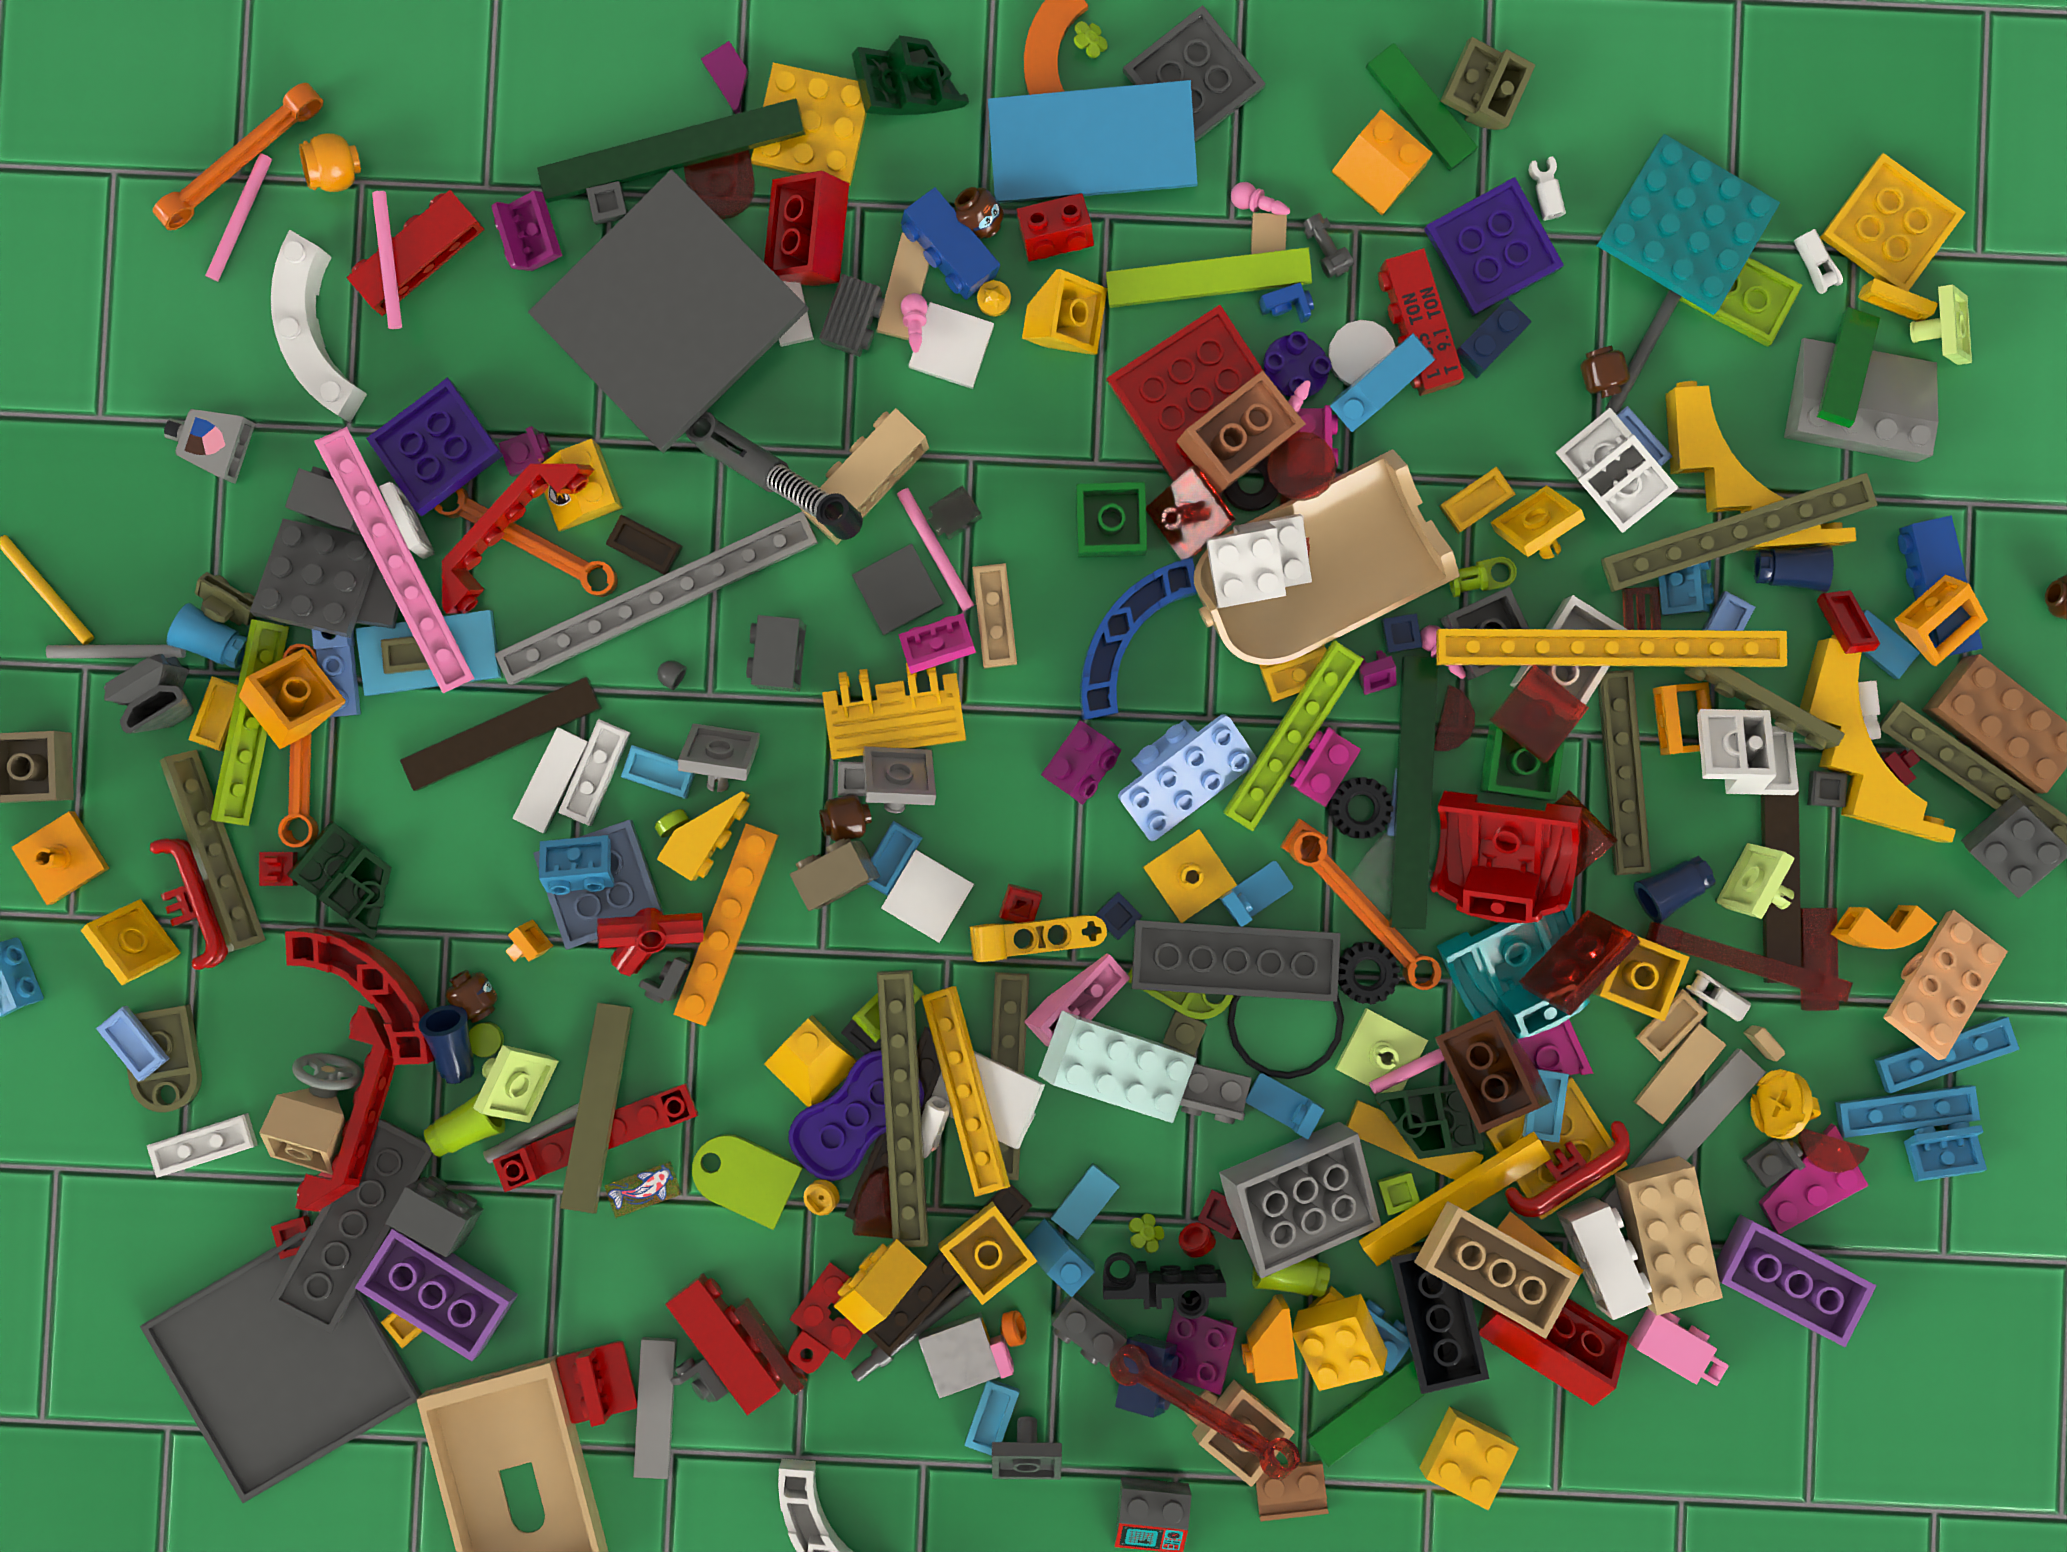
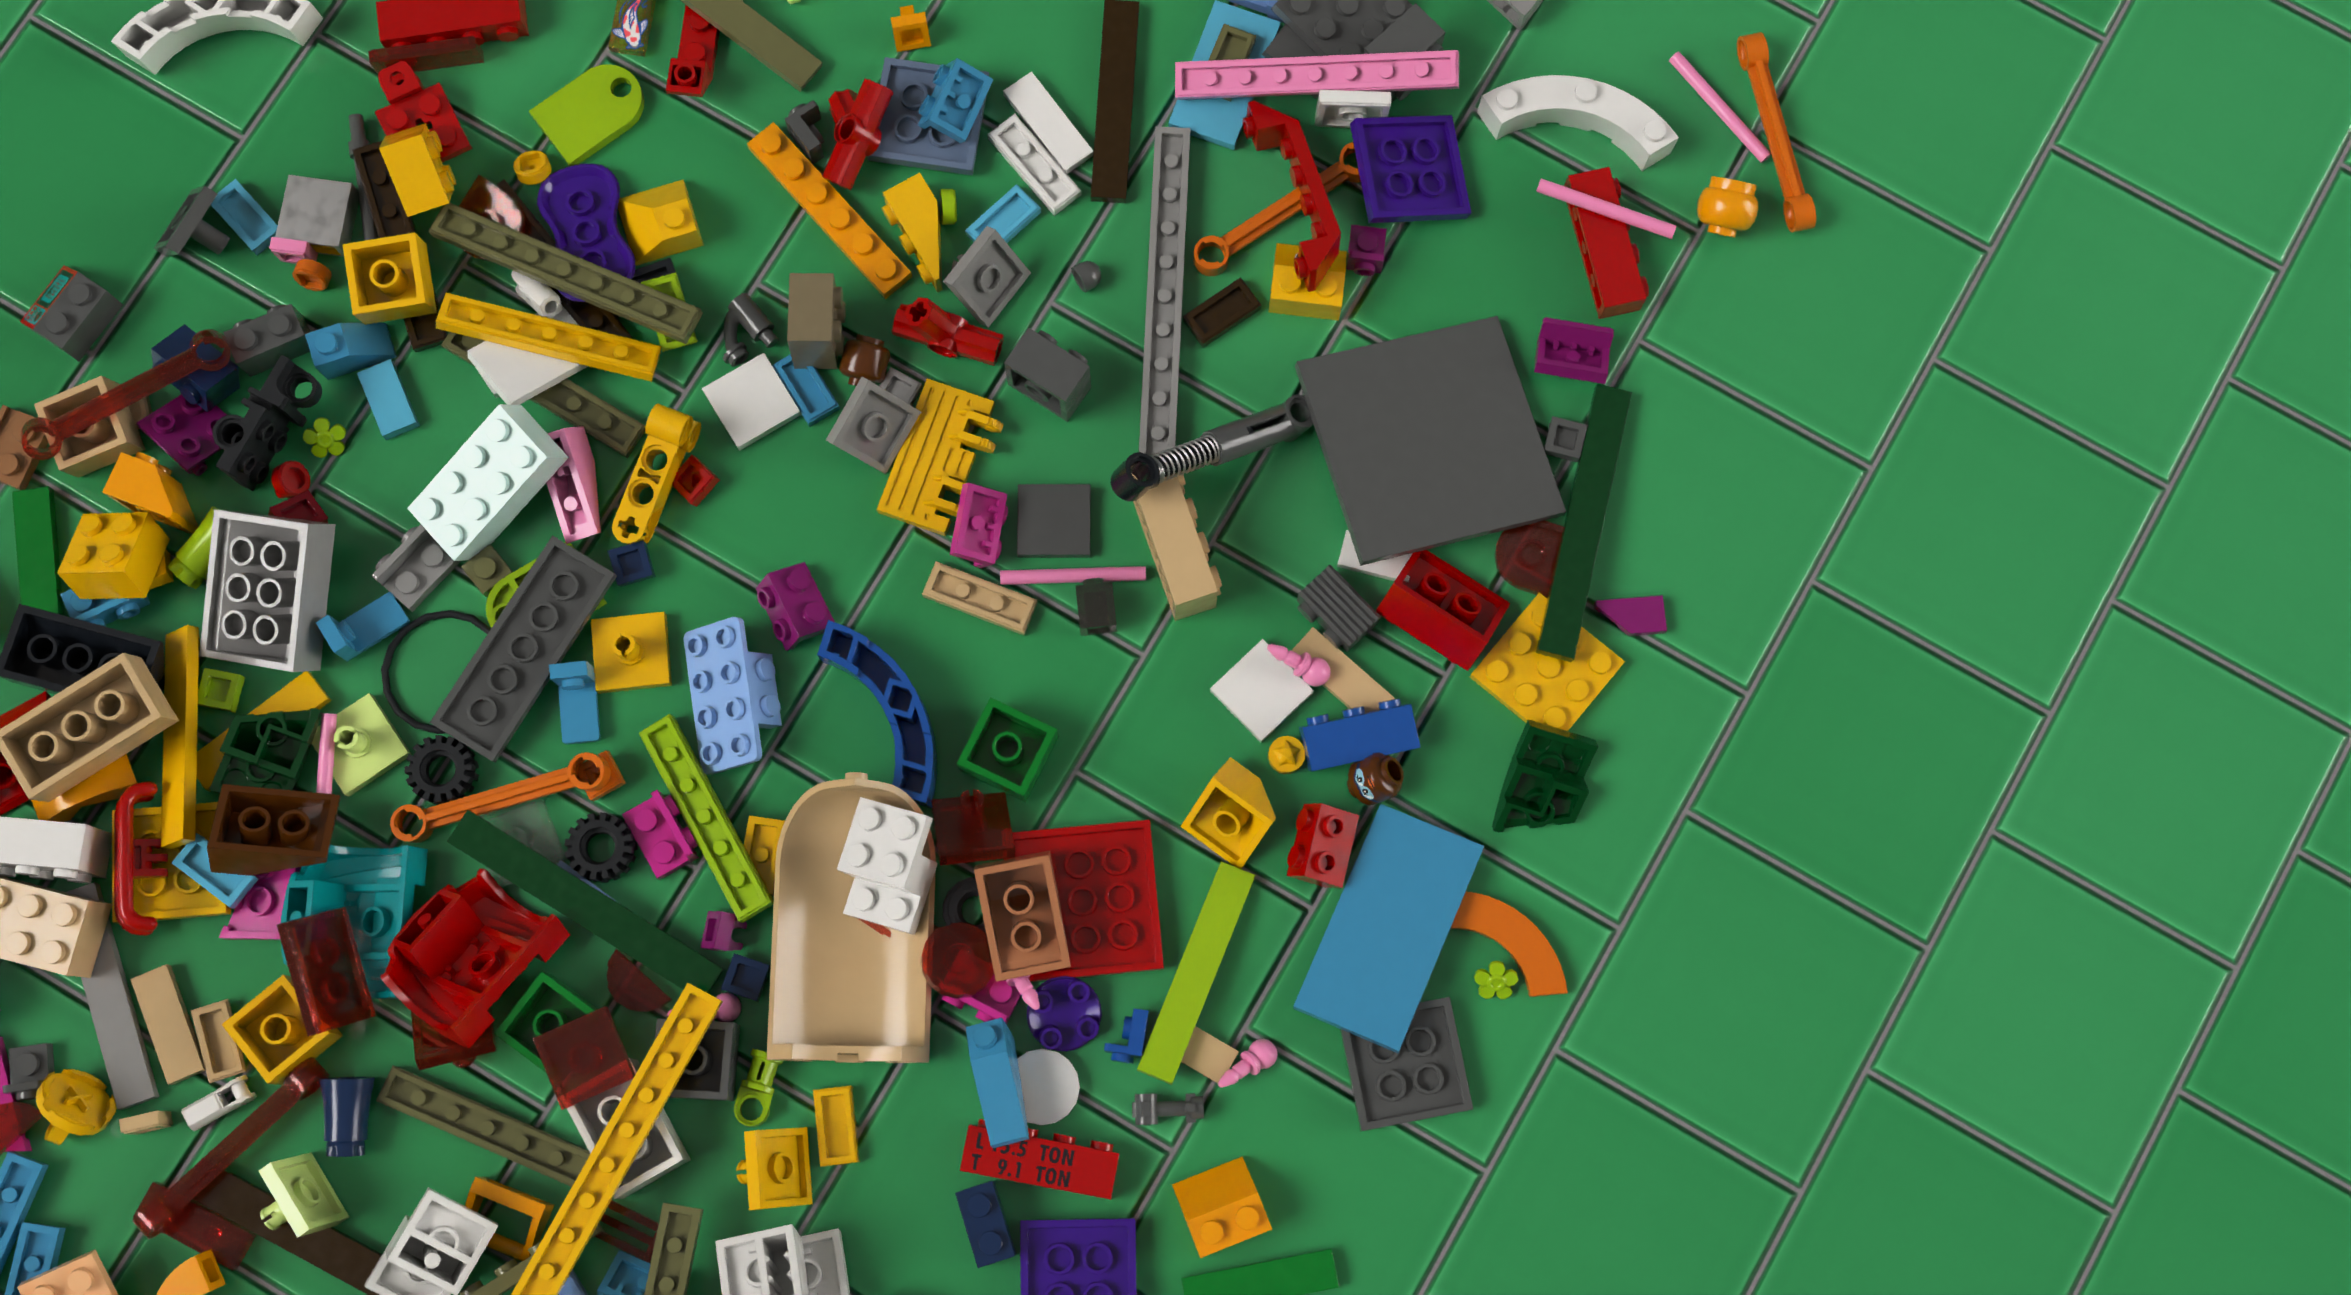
camera: 110 degrees right, 10 degrees down
(784, 762) = (946, 332): none -> red piece
(858, 930) = (748, 314): none -> dark grey plant

